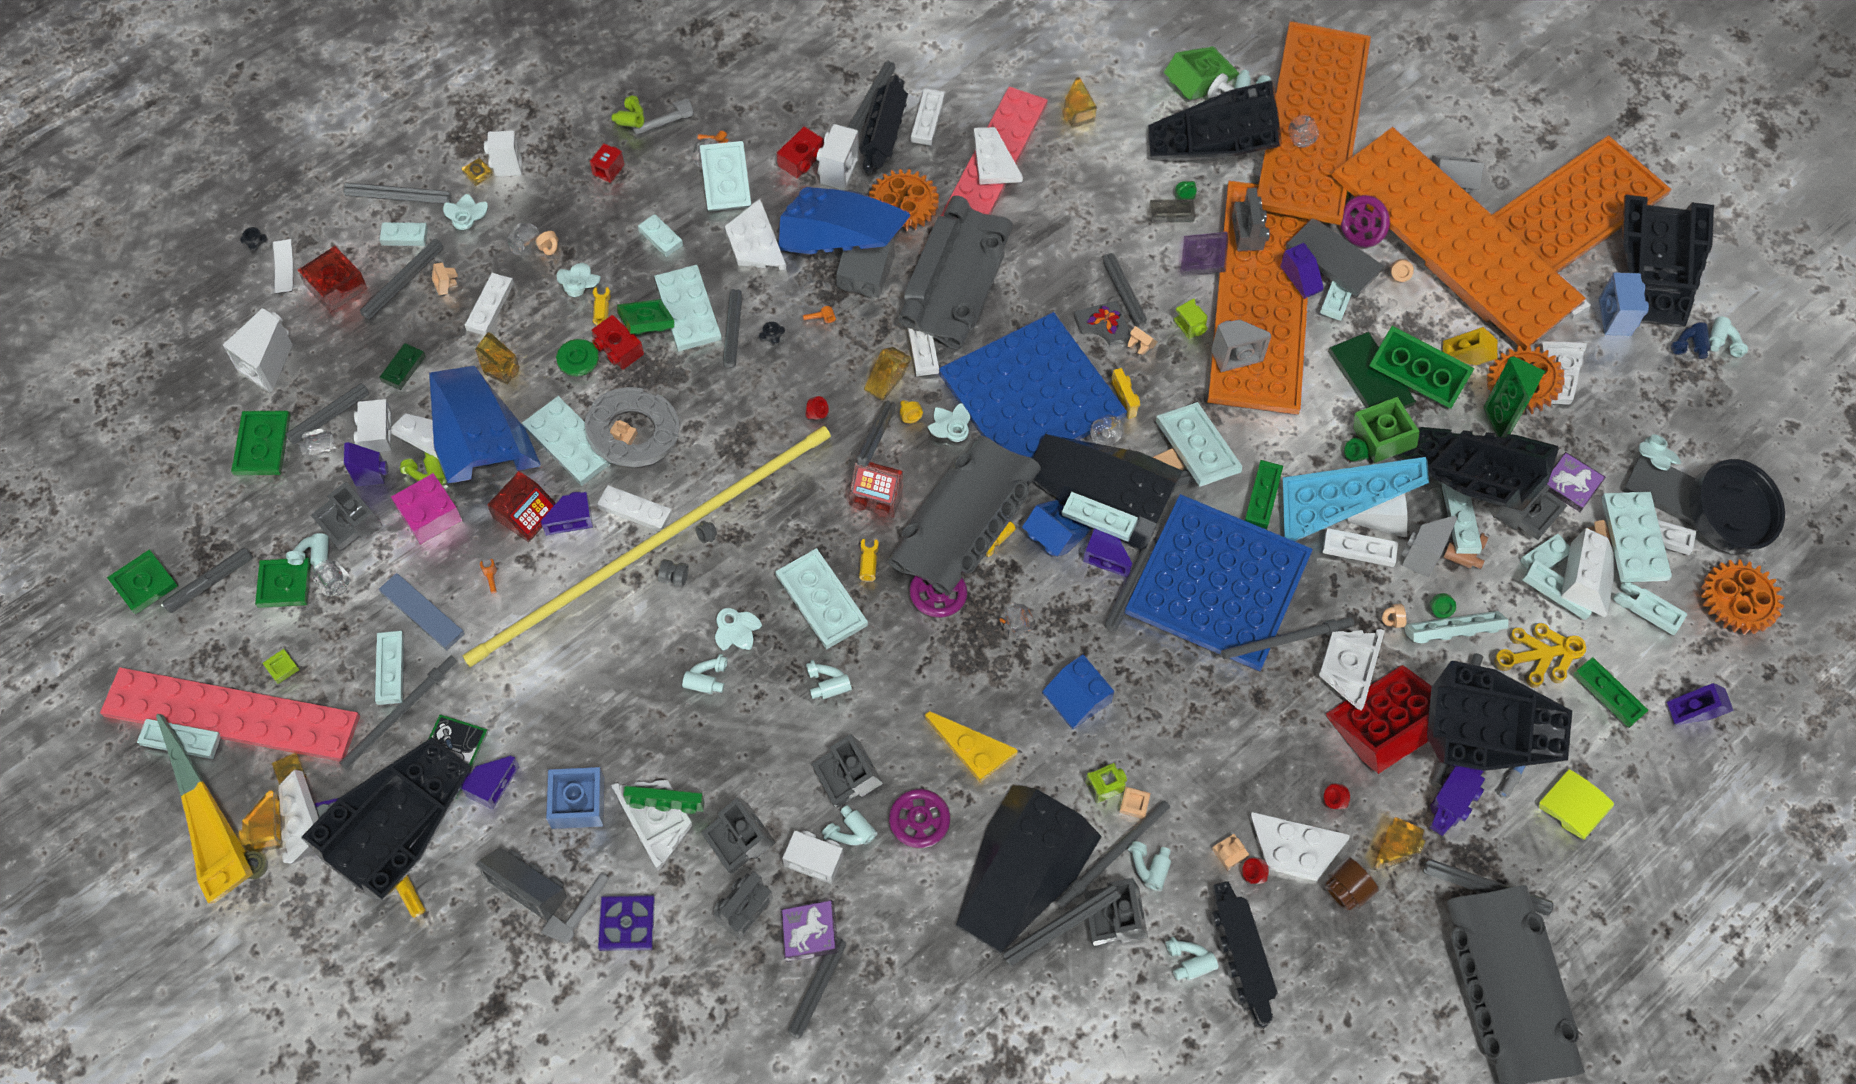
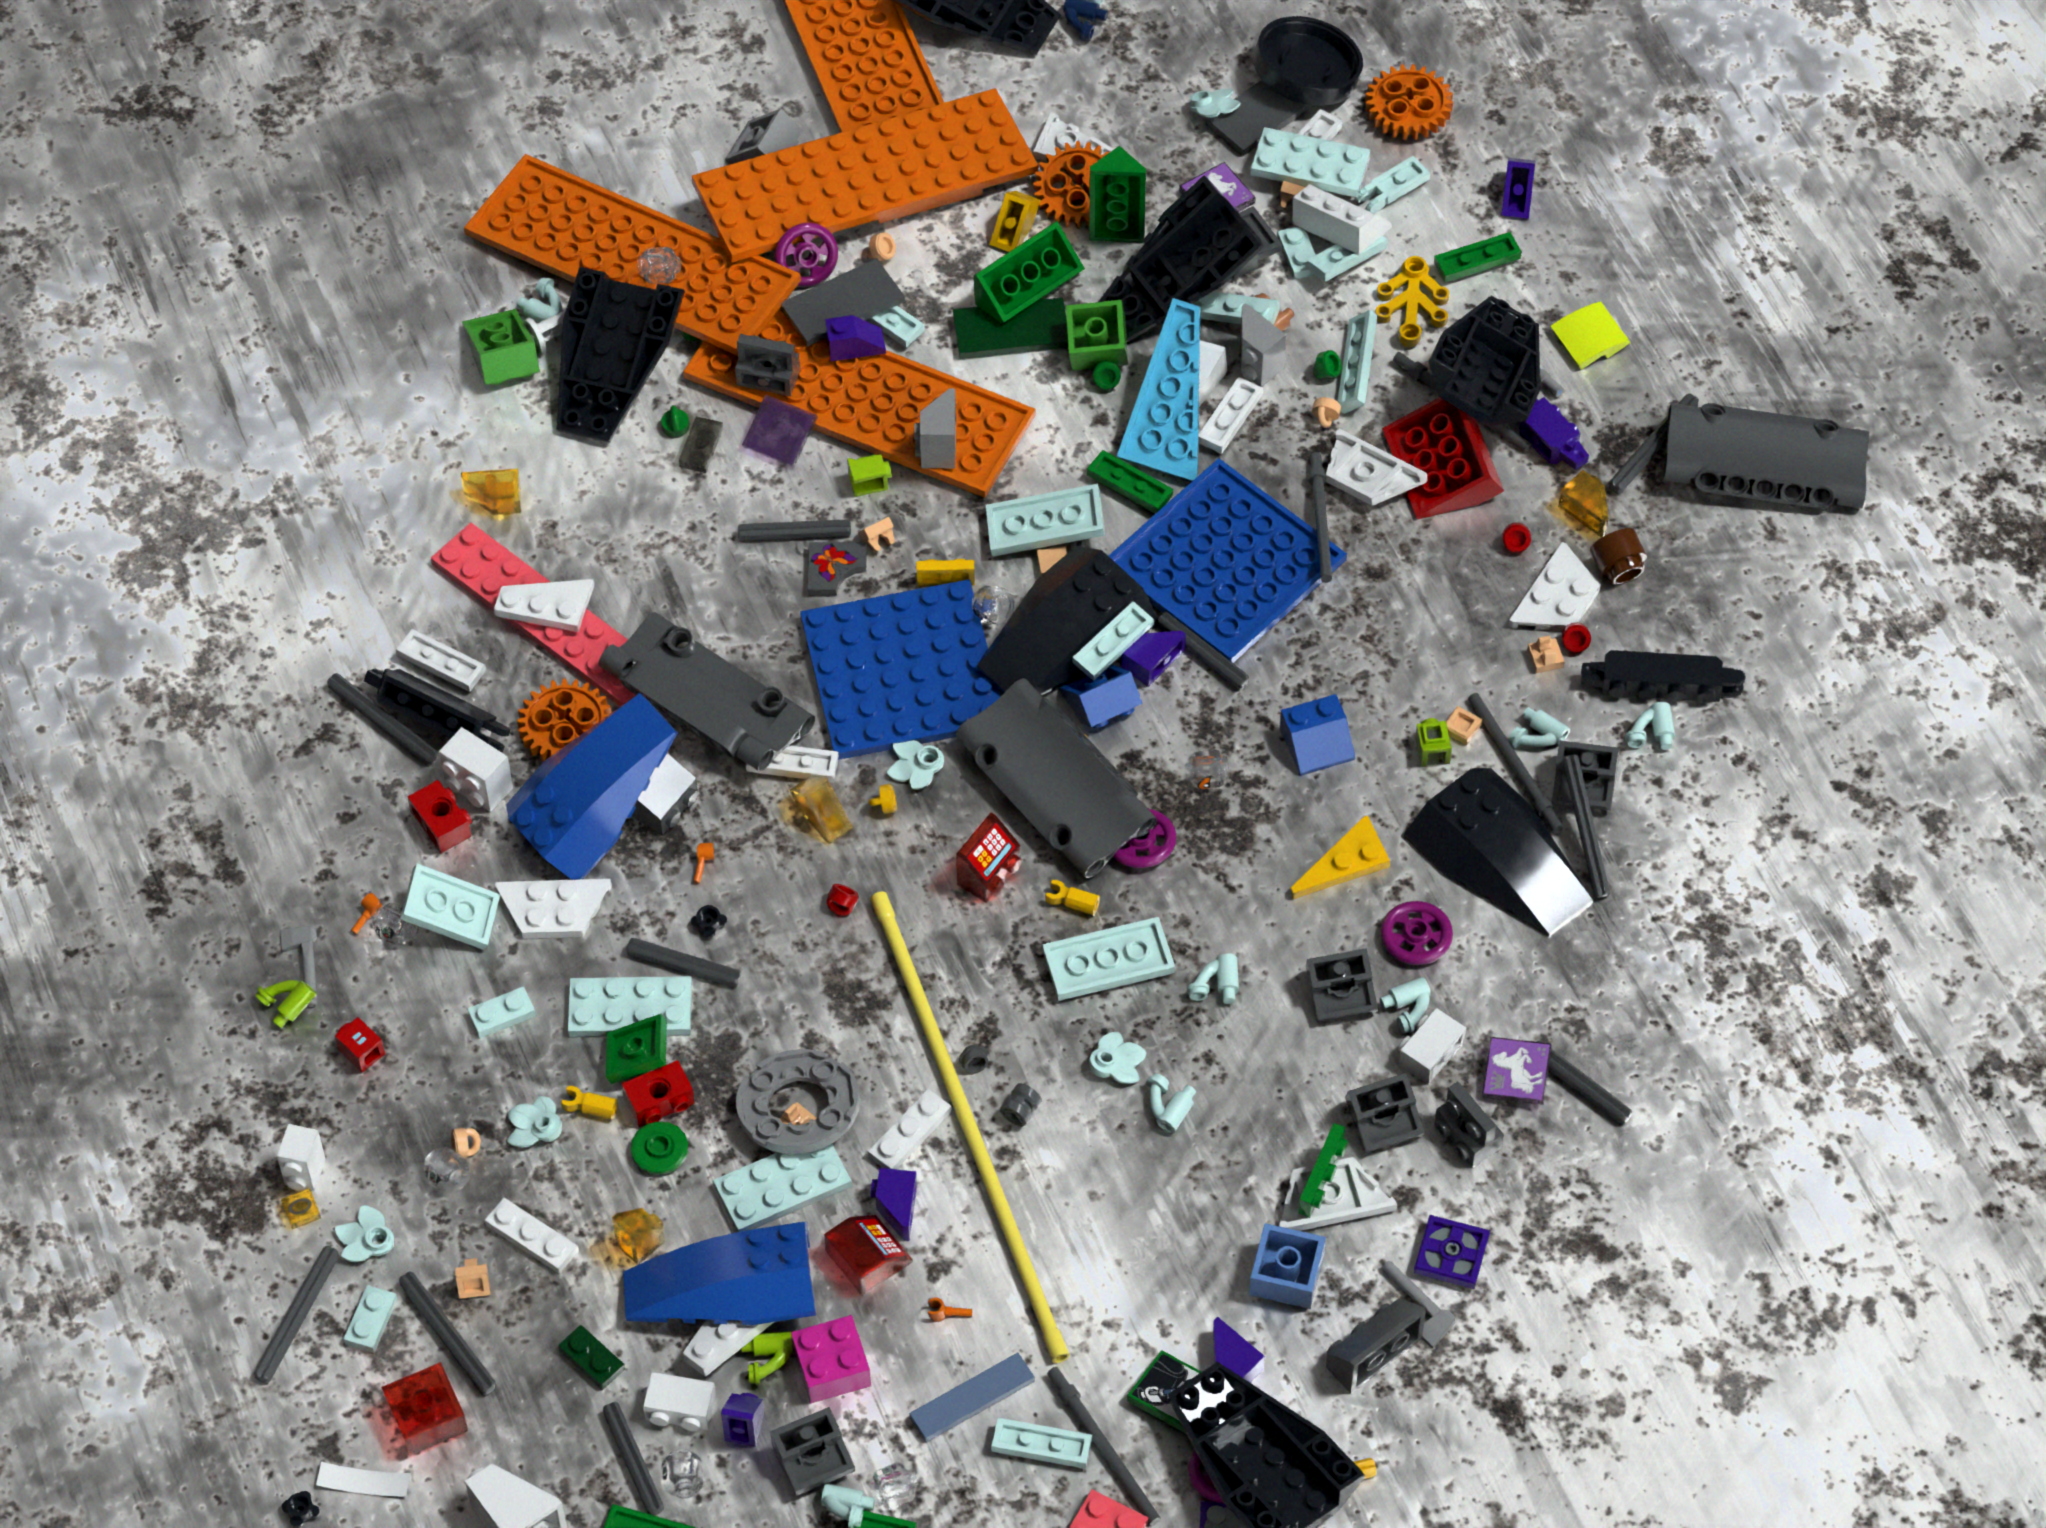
camera: 70 degrees left, 5 degrees down
(875, 433) = (918, 832): dark grey axle -> none
(1623, 304) = (1019, 57): medium blue brick -> none

